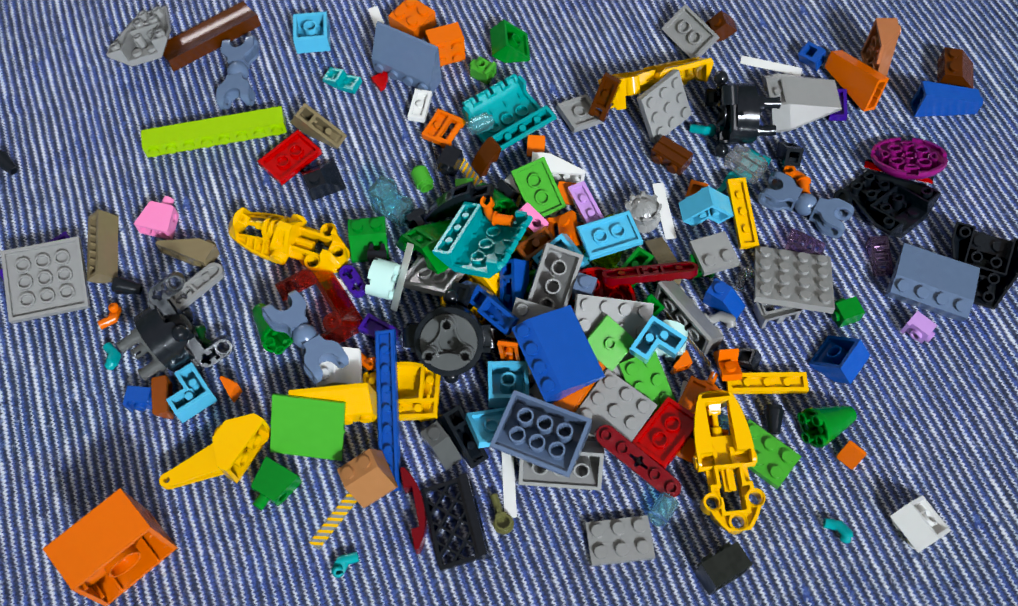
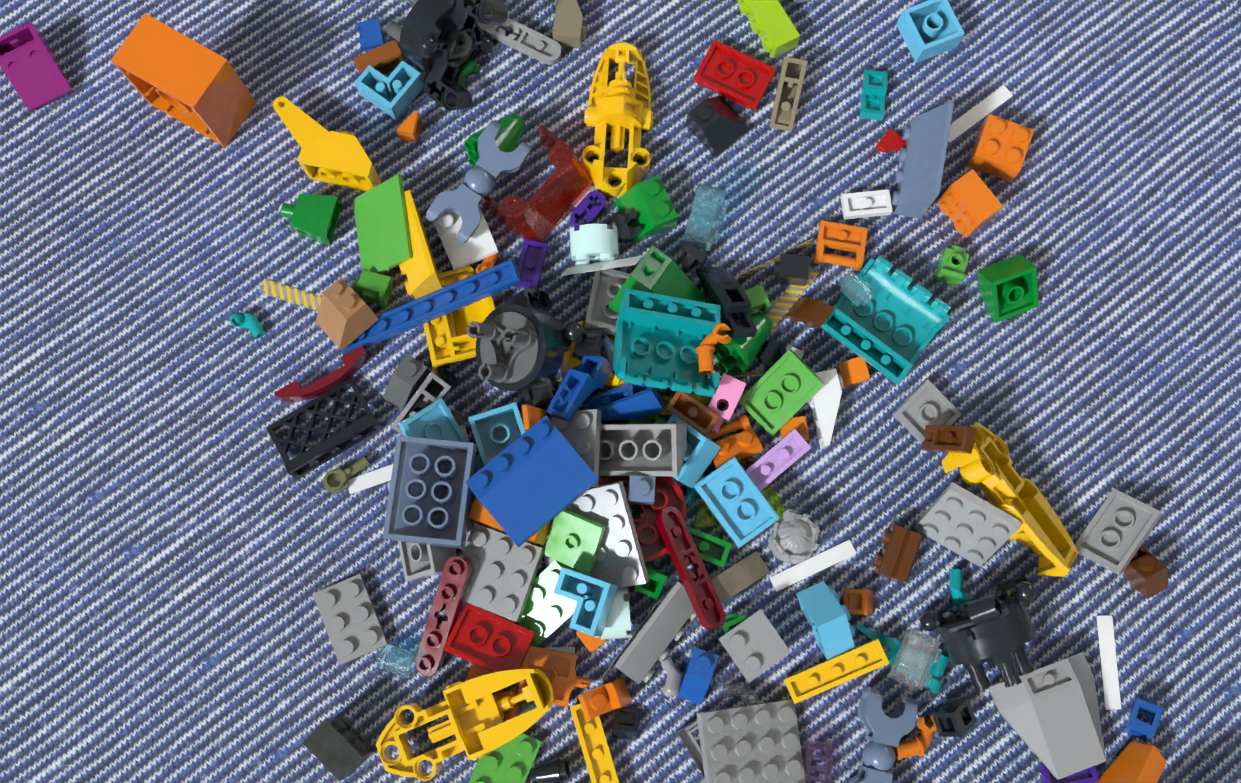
camera: 70 degrees right, 15 degrees up
(352, 447) = (374, 288): none -> bright green brick
(422, 178) = (755, 243): bright green brick -> none

